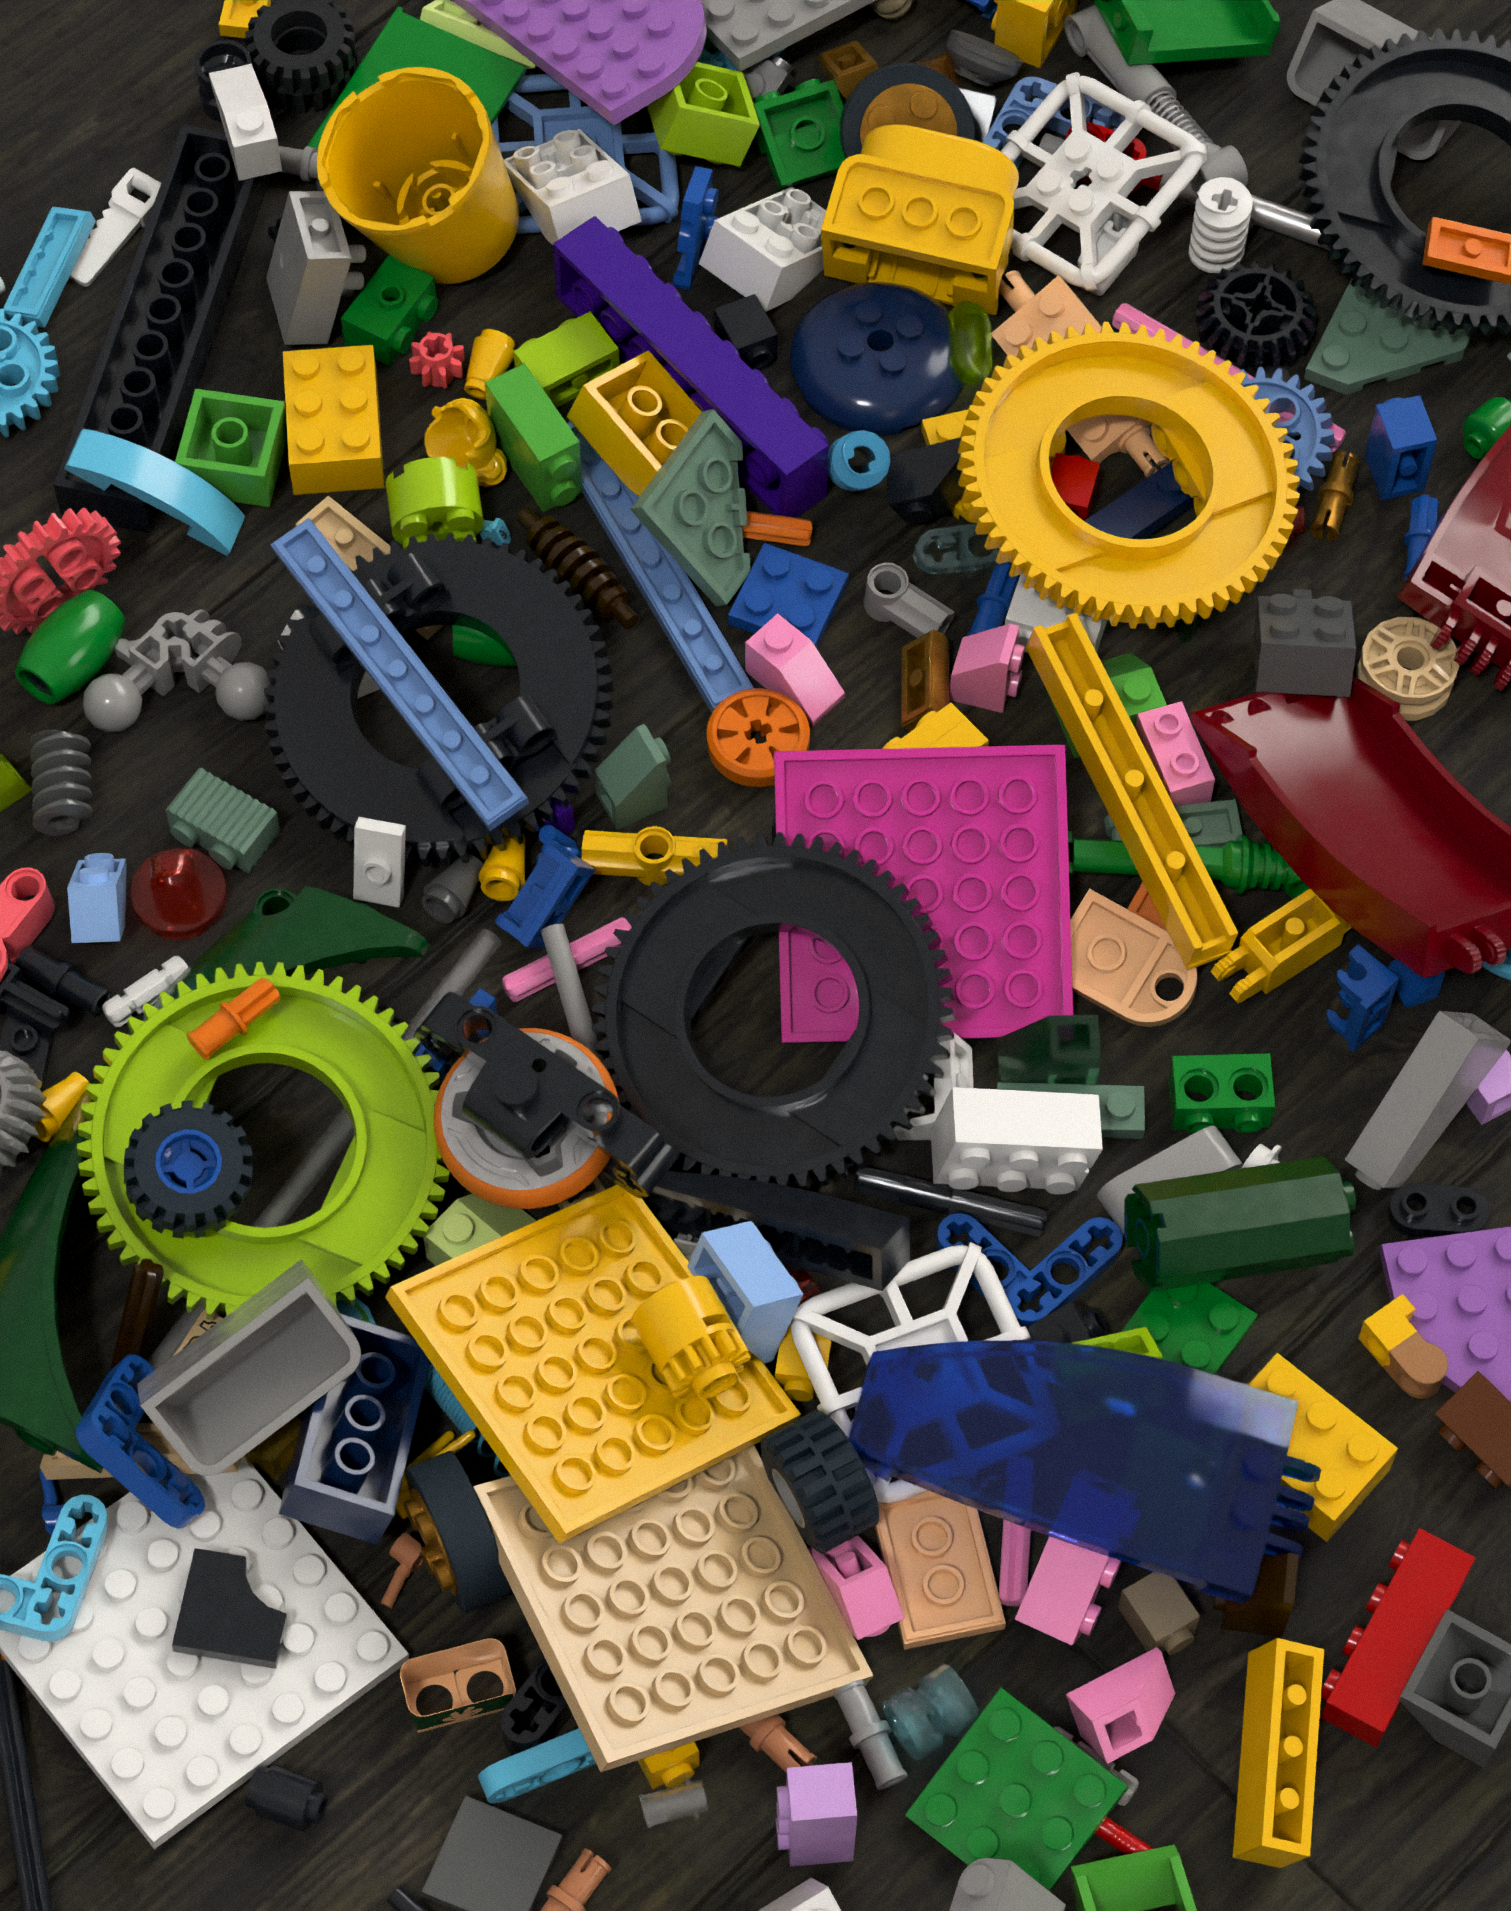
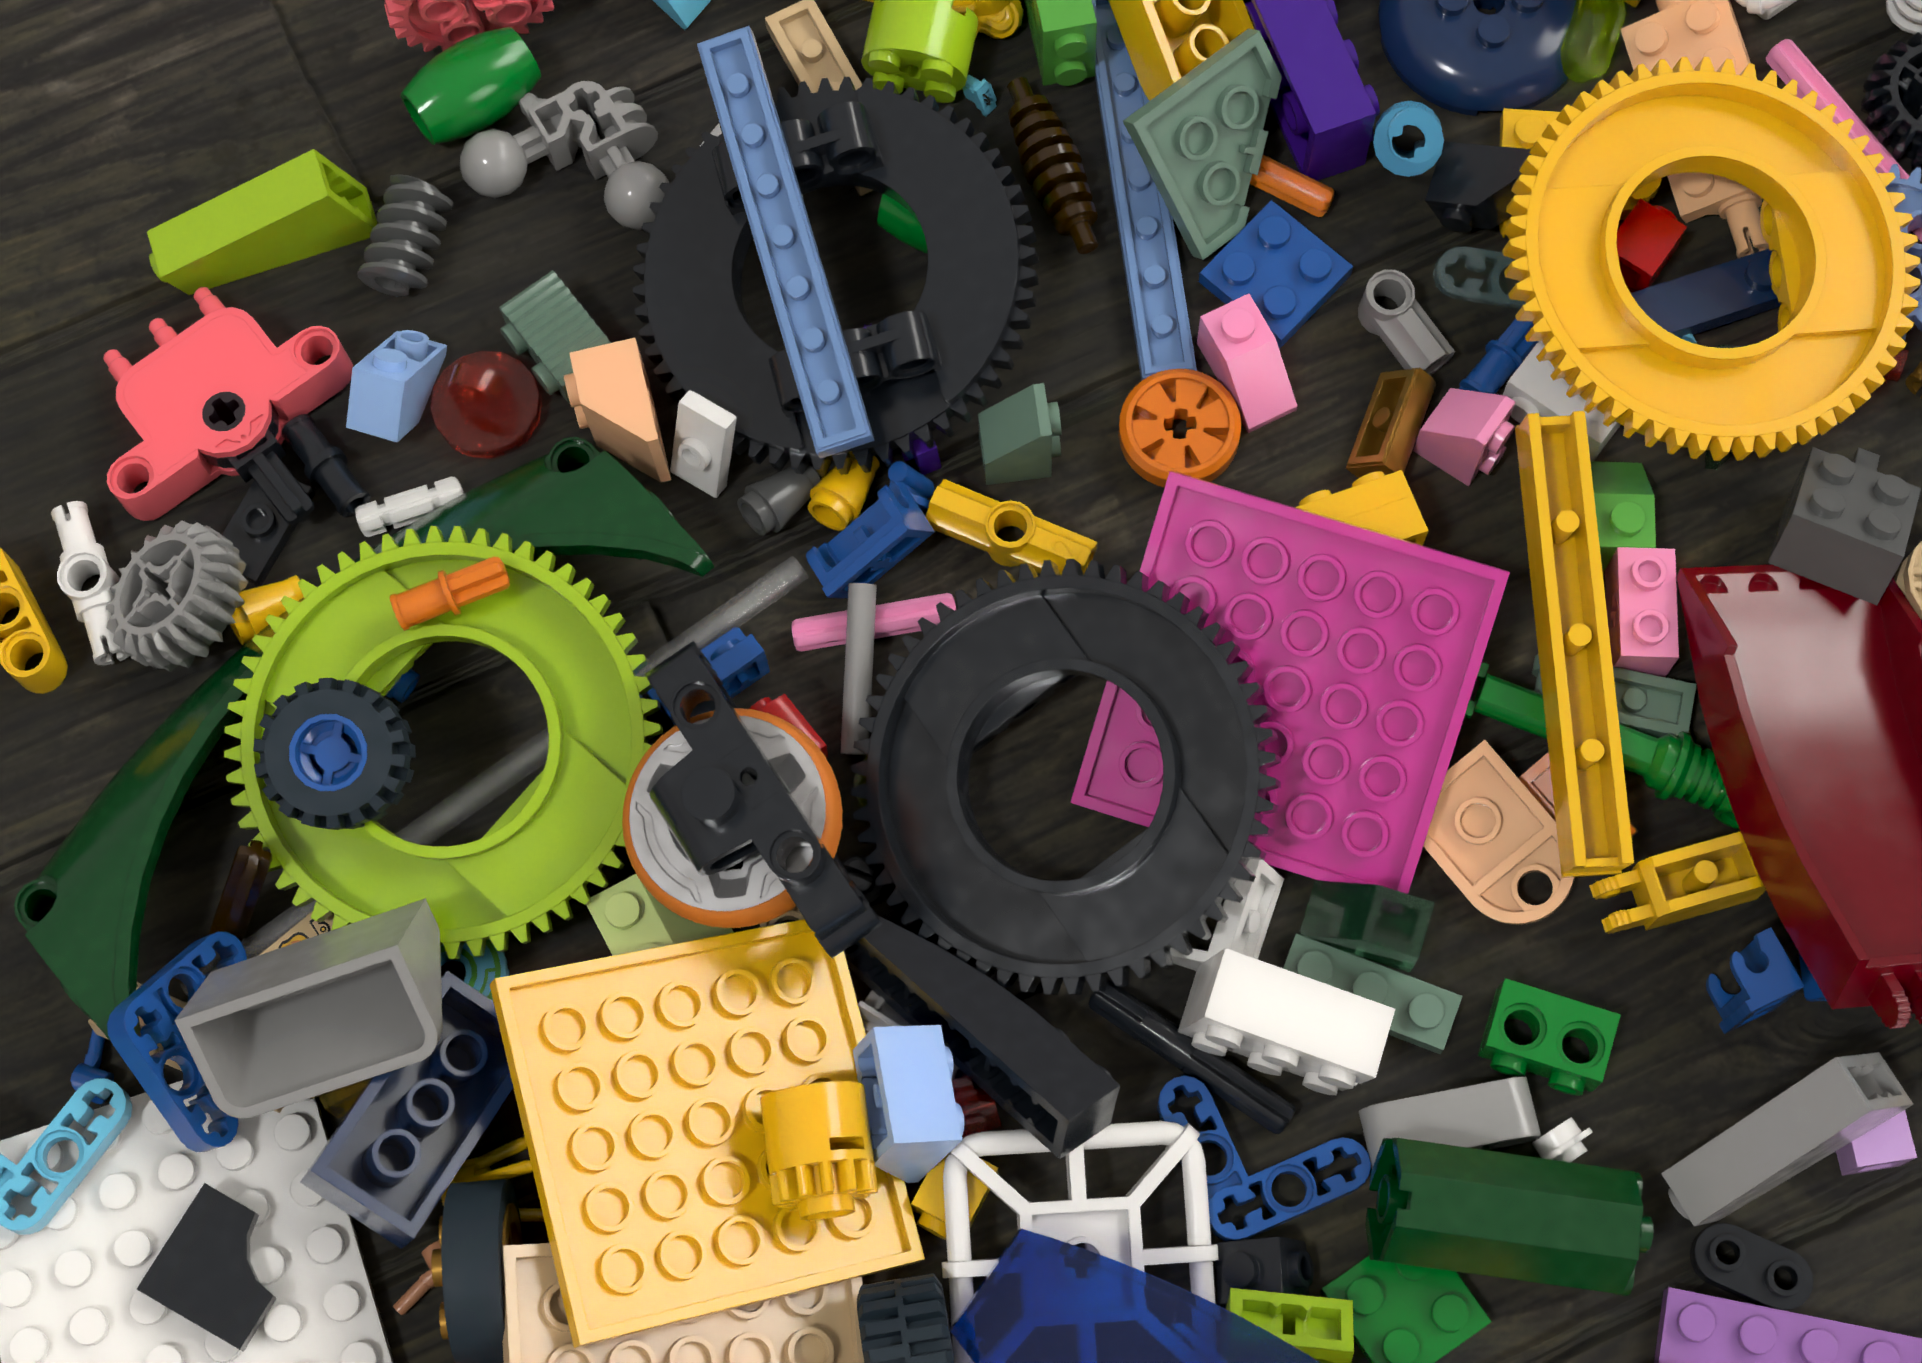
camera: 25 degrees right, 10 degrees up
(298, 849) = (617, 405): none -> light nougat slope

